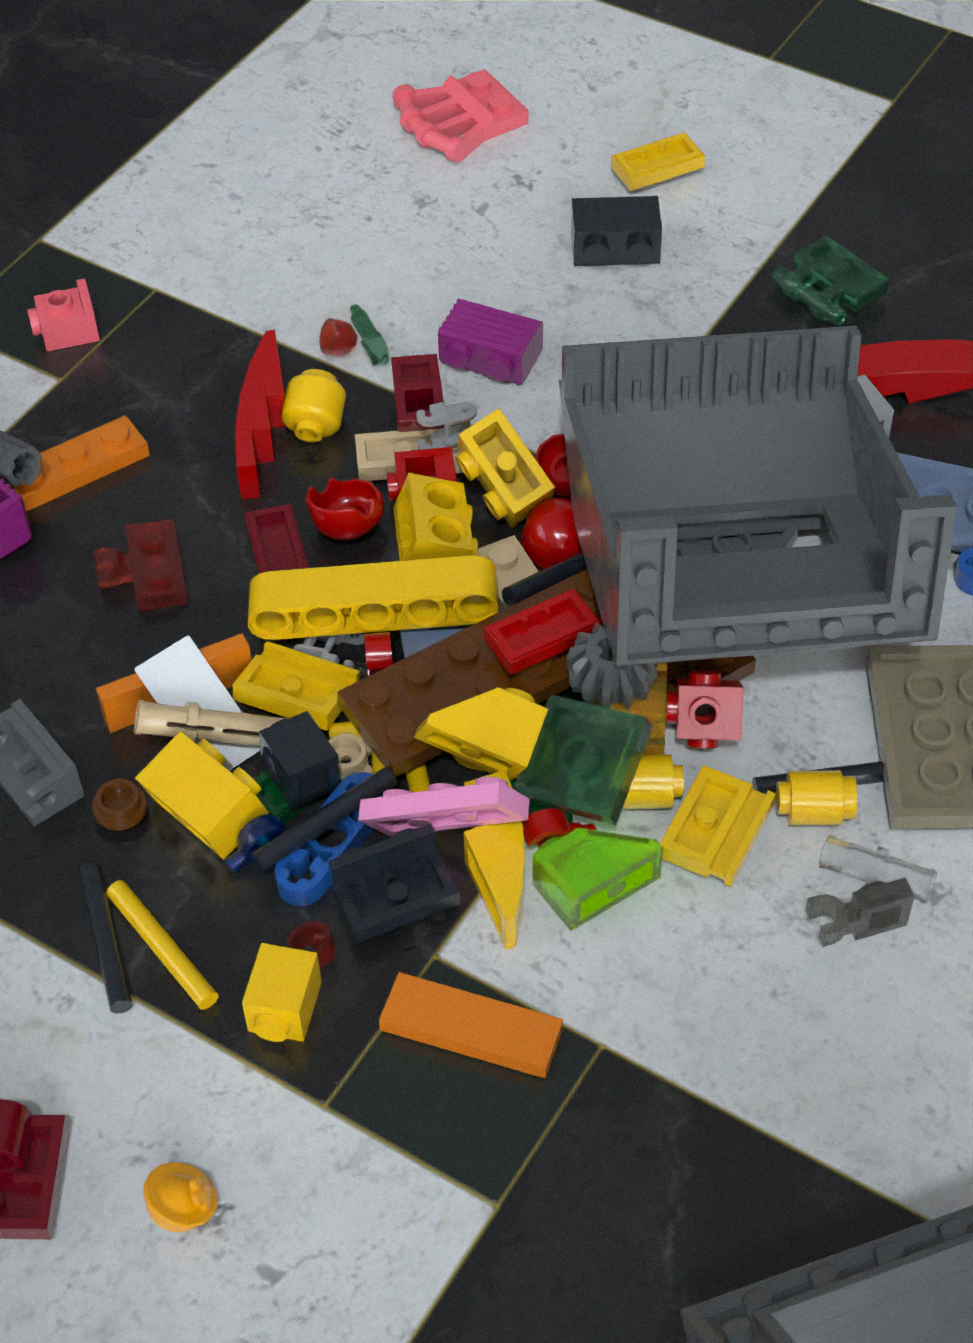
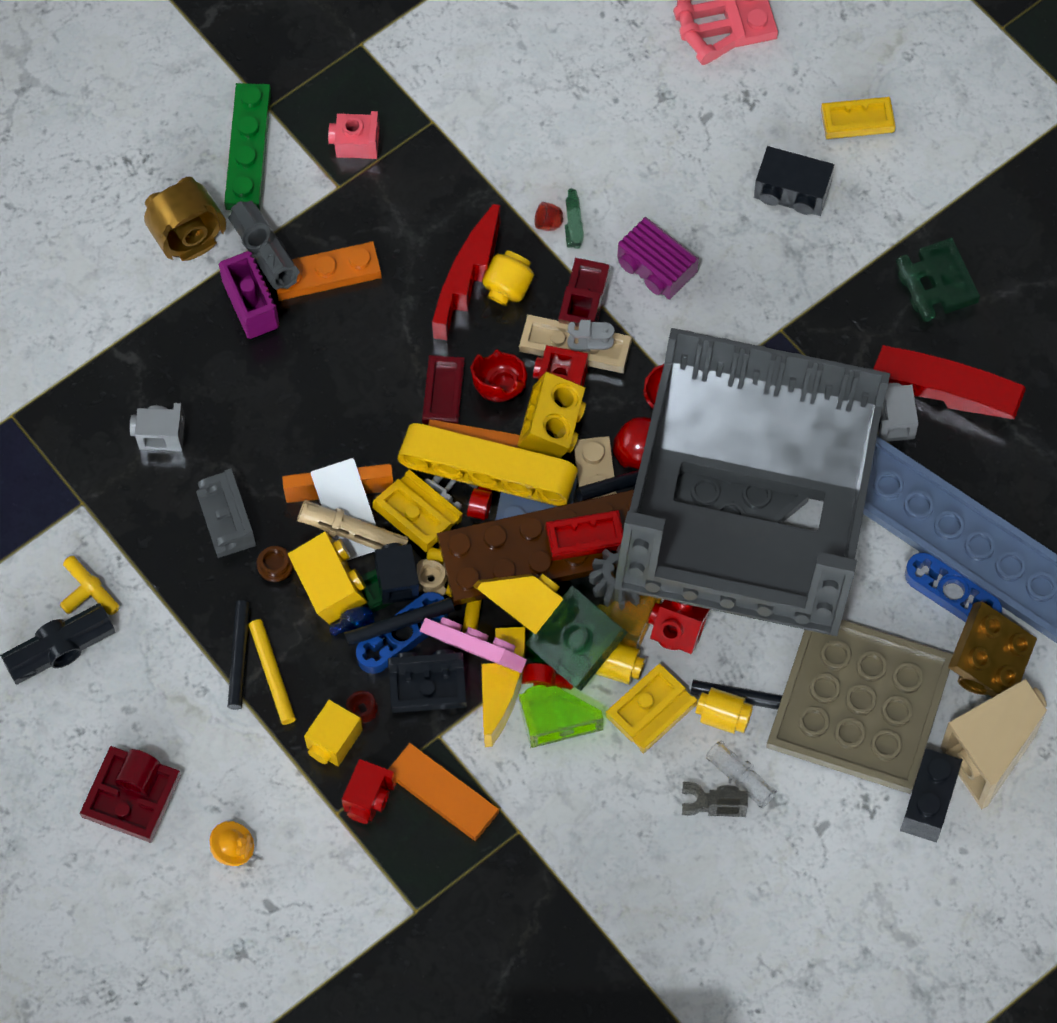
camera: 20 degrees right, 15 degrees up
(151, 565) = (352, 377): clear red plate -> none
(362, 1053) = (367, 791): none -> red brick
(503, 467) = (616, 385): yellow brick -> none

